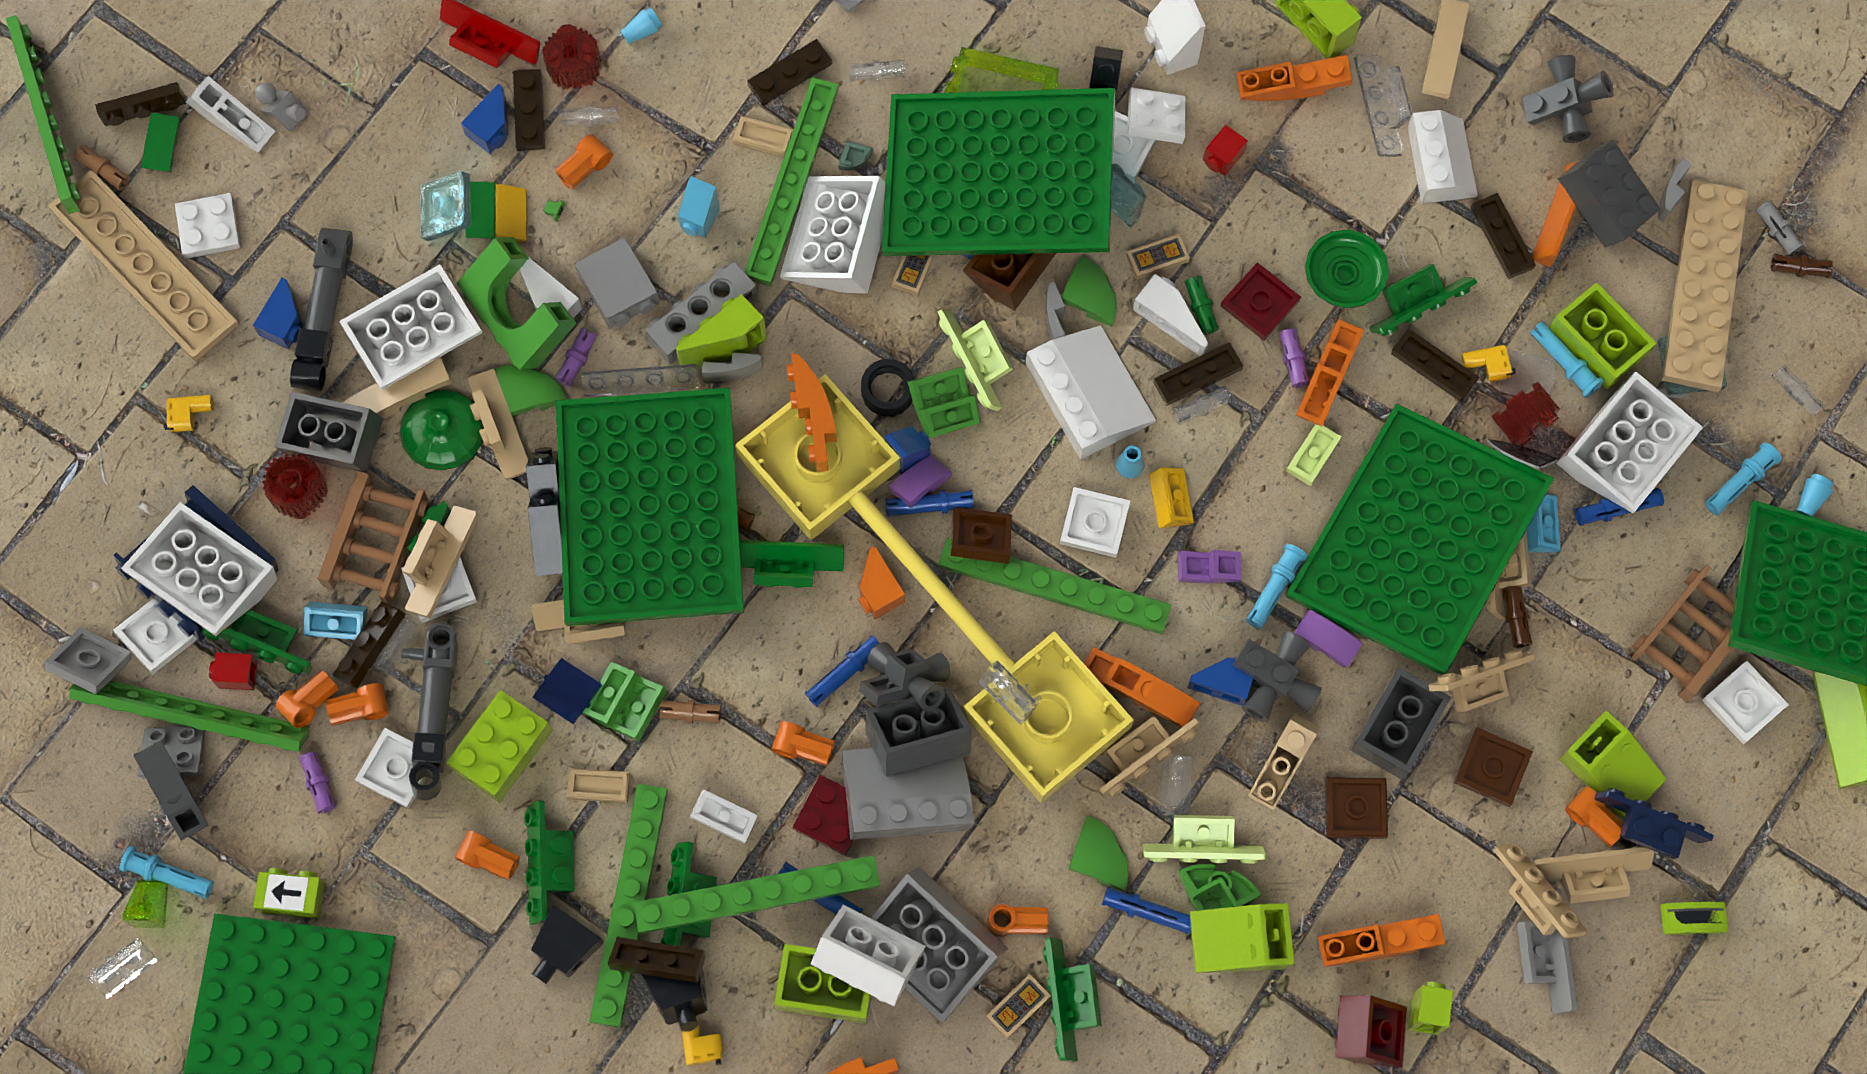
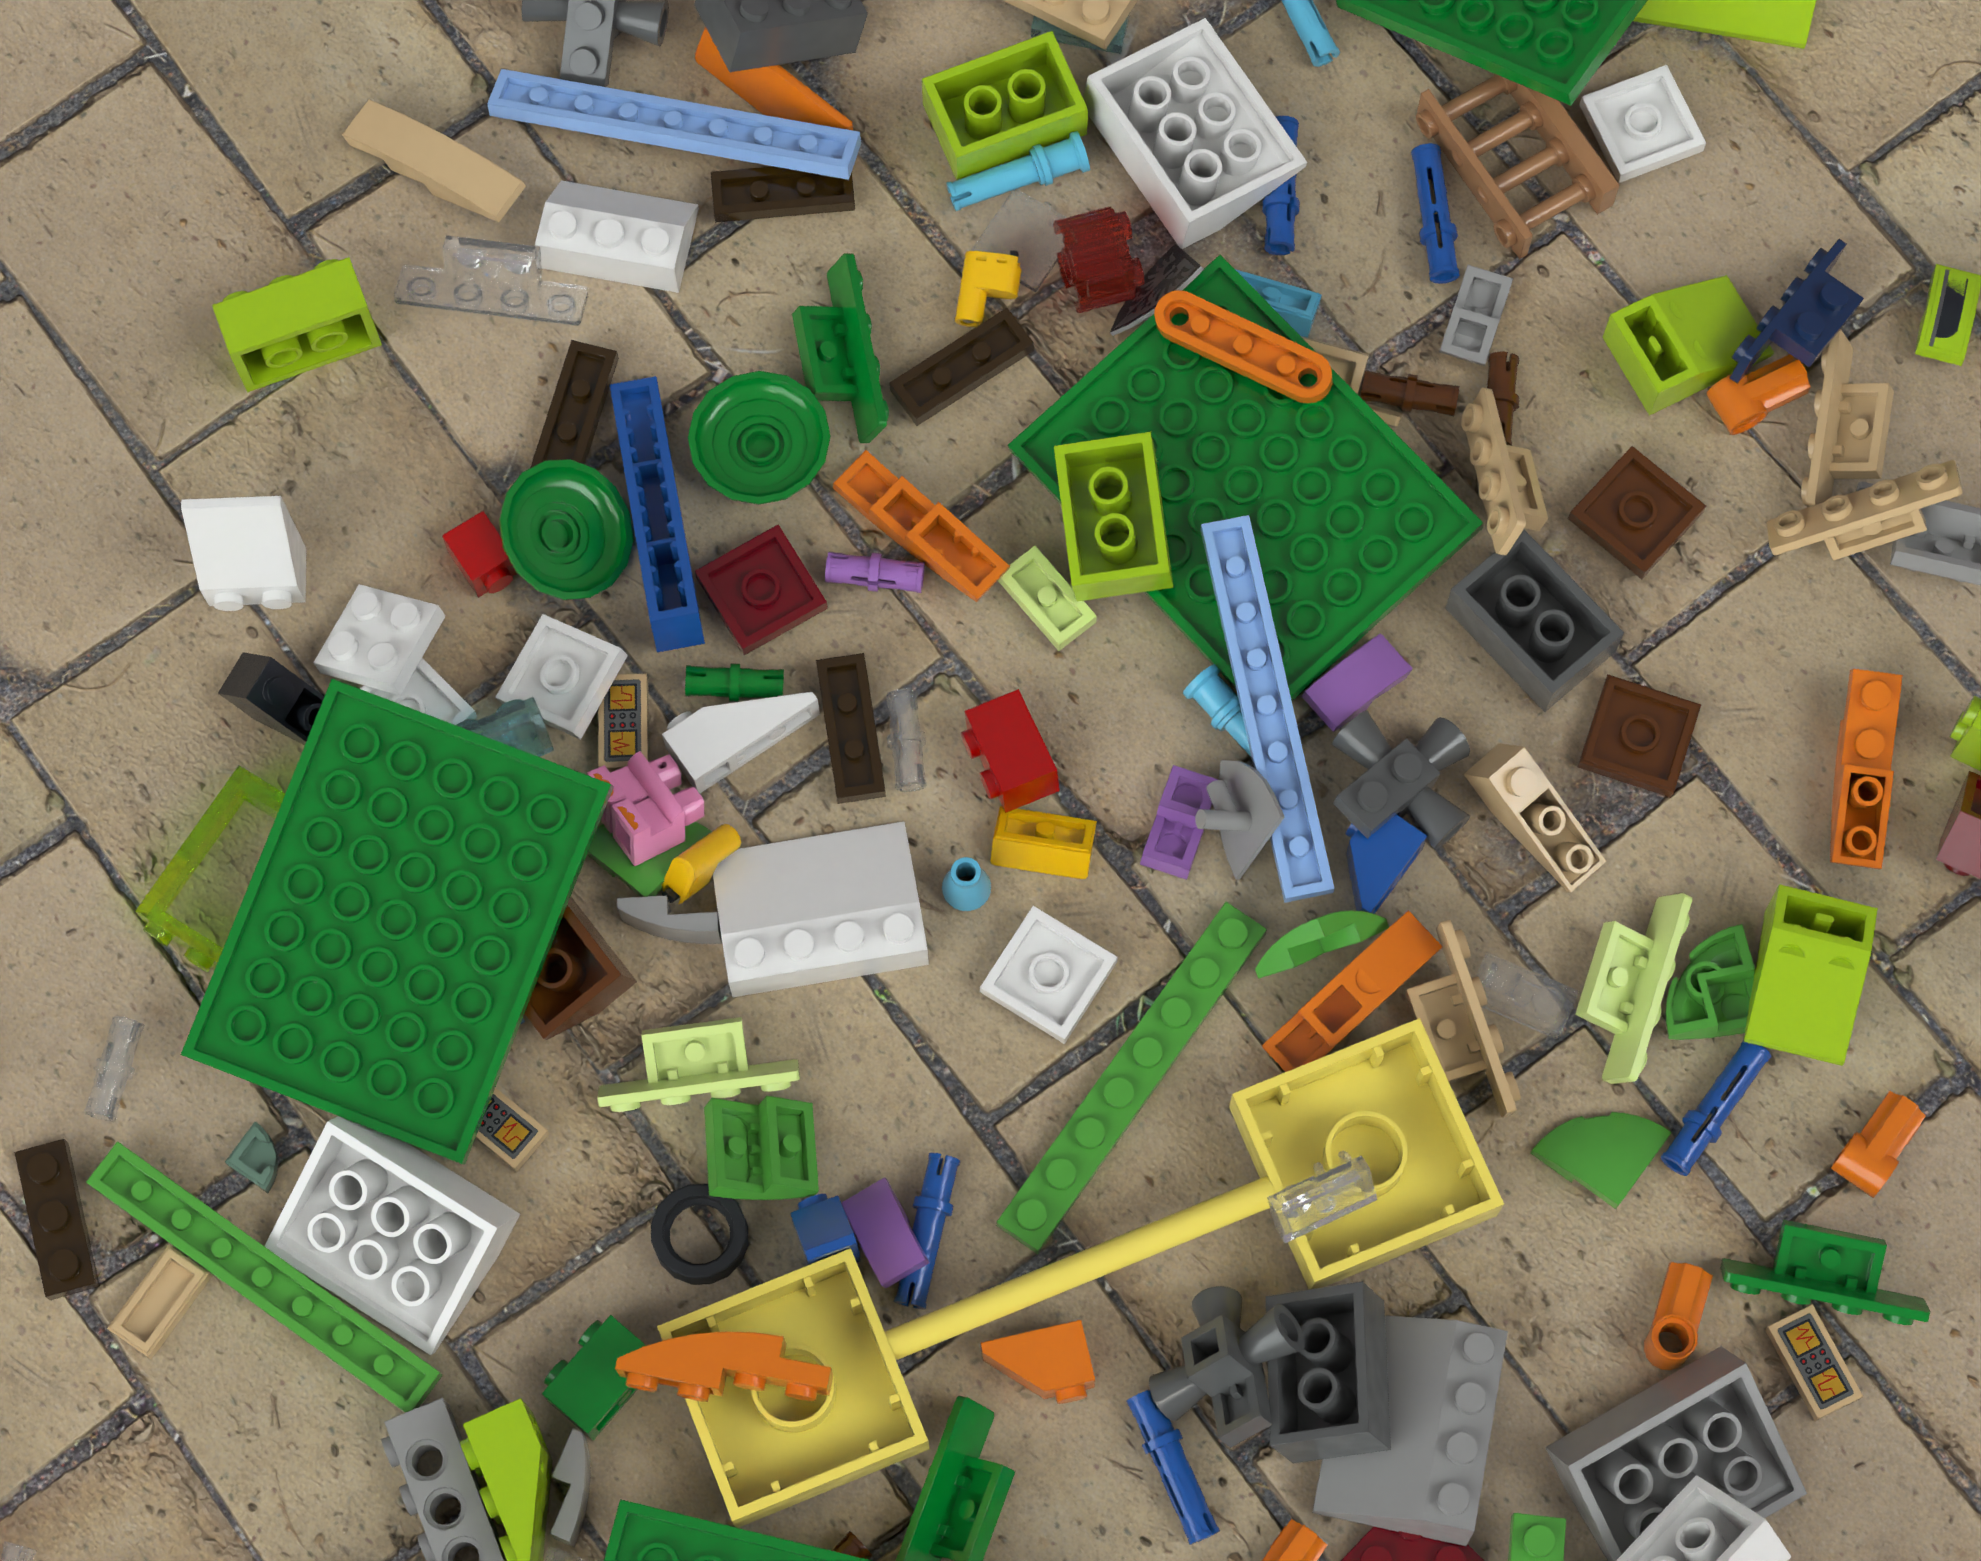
camera: 70 degrees left, 0 degrees up
(698, 208) = (260, 1454): medium azure slope -> none
(779, 355) = (588, 1386): none -> green brick
(981, 535) = (1016, 1162): reddish brown plate -> none
(1088, 317) = (696, 865): none -> yellow piece
(1107, 278) = (644, 811): none -> bright pink hips
(1149, 1006) = (1873, 1152): none -> orange piece
(1166, 658) = (1318, 937): none -> bright green brick
(1170, 214) = (564, 673): none -> white plate
(1214, 460) = (1011, 751): none -> red brick
(1223, 591) = (1243, 813): none -> light grey shield
(1253, 186) = (566, 529): none -> green hat
(1280, 232) = (656, 515): none -> blue slope
(1289, 587) = (1267, 705): none -> light blue plate
(1294, 82) = (400, 404): orange slope -> none
(1326, 171) = (576, 403): none -> dark brown plate
(1369, 468) = (1113, 516): none -> lime brick
(1499, 506) = (1243, 346): none -> orange plate
(1518, 165) = (675, 124): none -> light blue plate
(1534, 670) = (1502, 381): none -> reddish brown pin
(1581, 641) = (1476, 315): none -> light grey slope
(1626, 603) = (1441, 260): none -> blue pin

